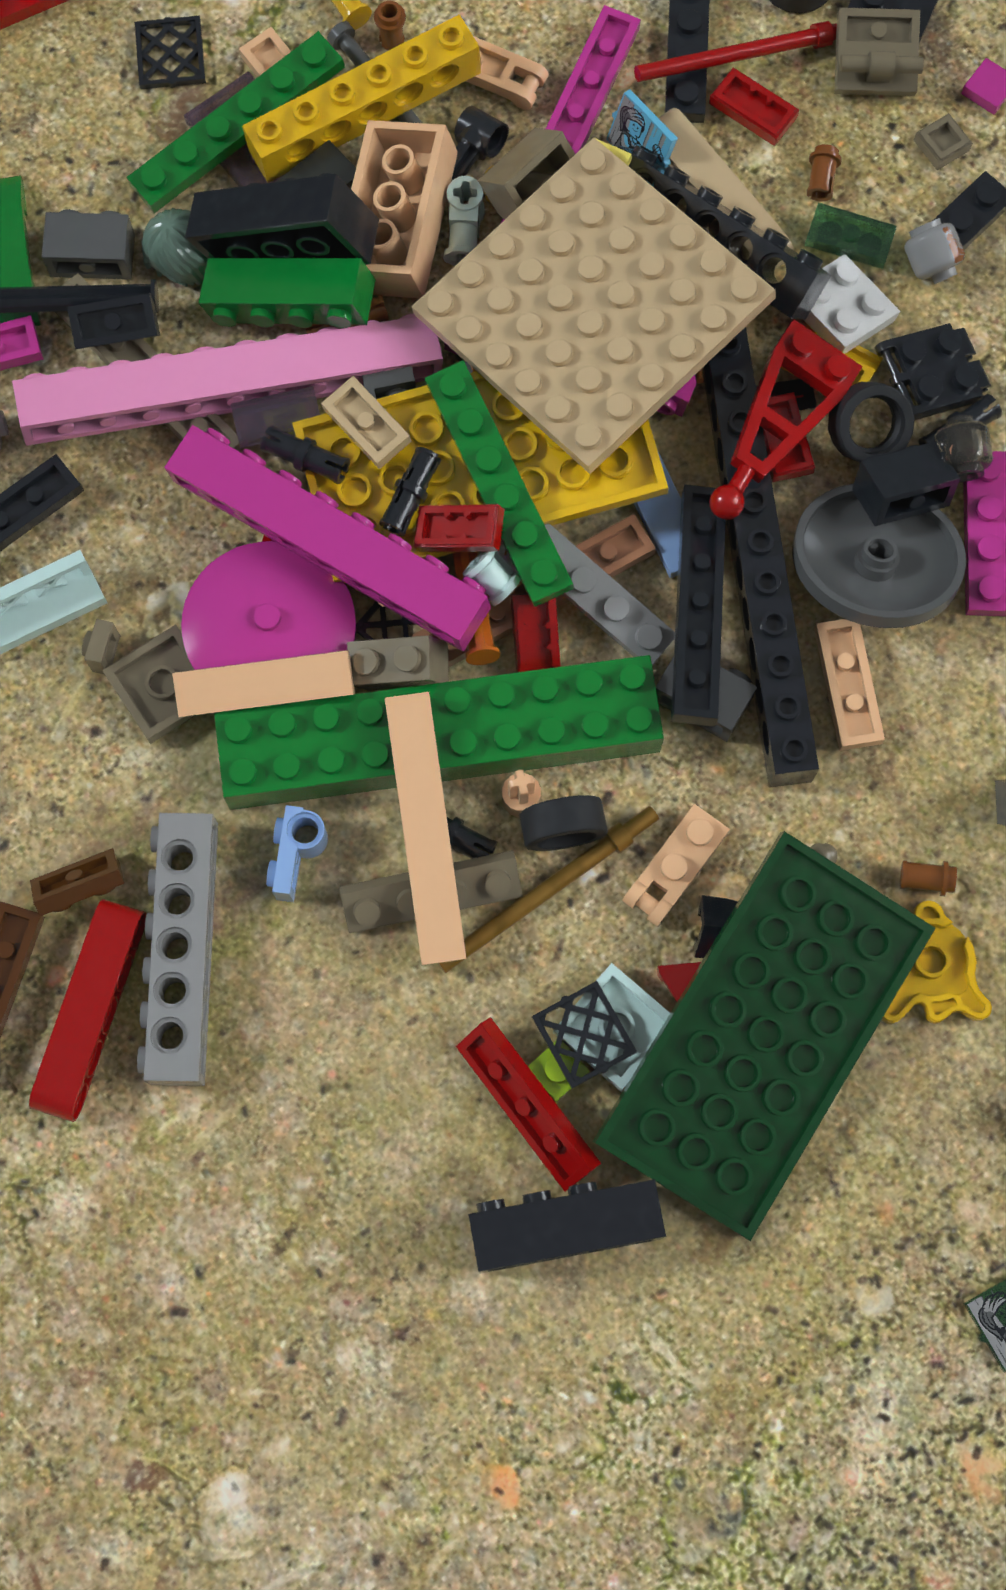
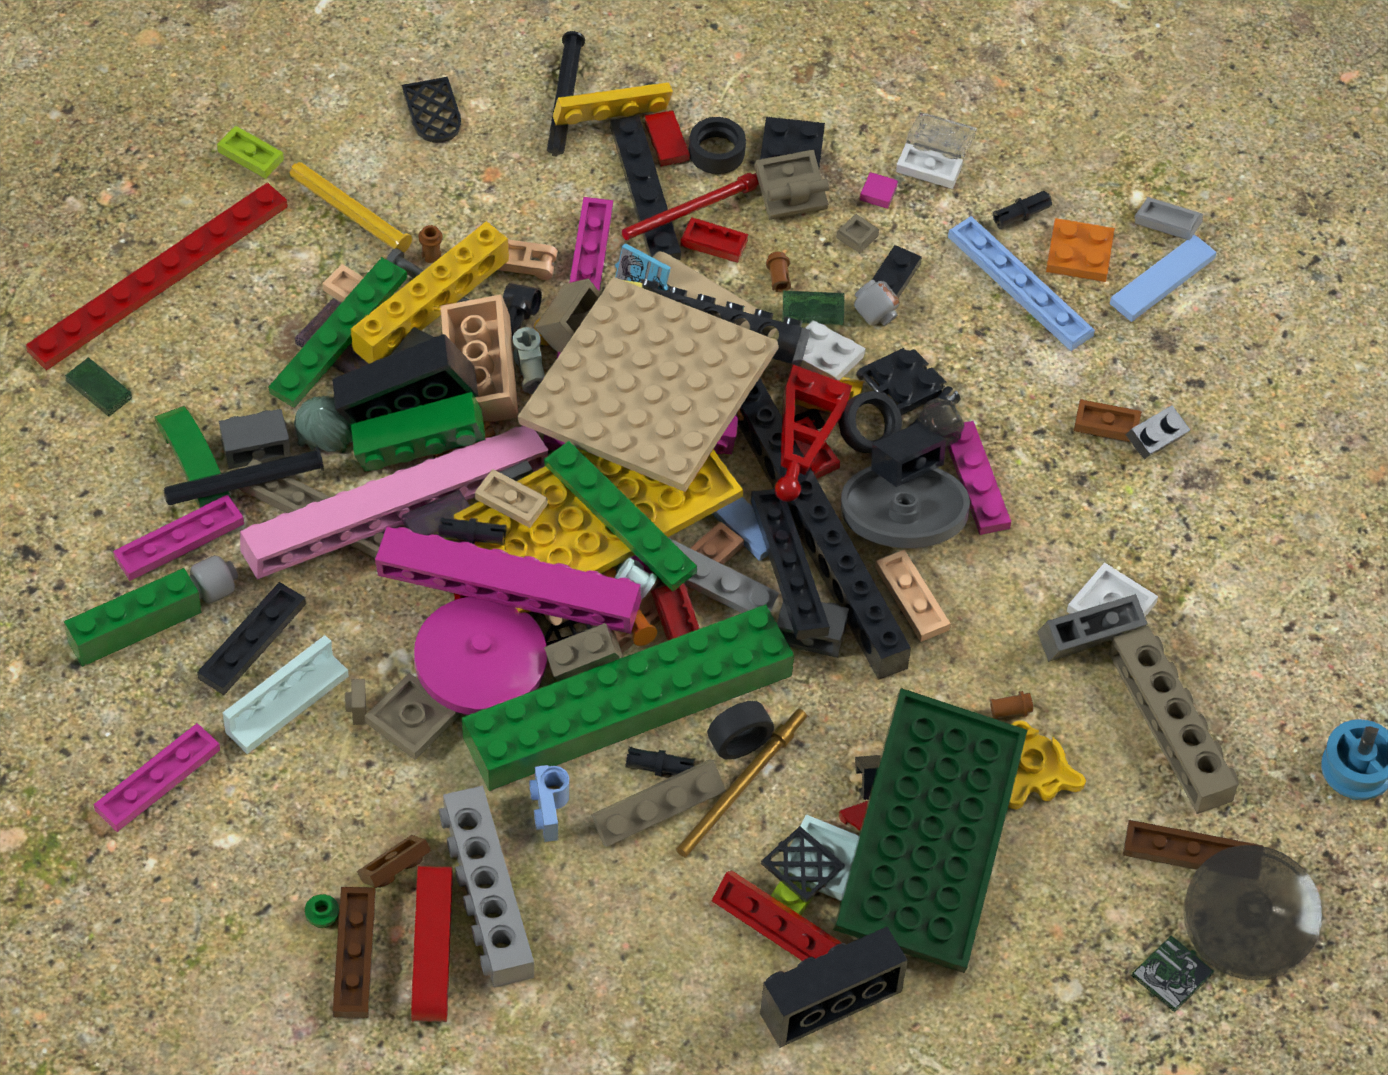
camera: 20 degrees left, 20 degrees down
(113, 321) = (296, 480): black plate -> none
(172, 80) = (260, 282): black window -> none
(263, 683) = (492, 687): light nougat tile -> none
(410, 491) = (558, 533): black pin -> none
(425, 828) = (644, 753): light nougat tile -> none
(459, 528) = (603, 549): red plate -> none
(520, 792) = (700, 719): light nougat piece -> none
(677, 863) = (830, 743): light nougat plate -> none

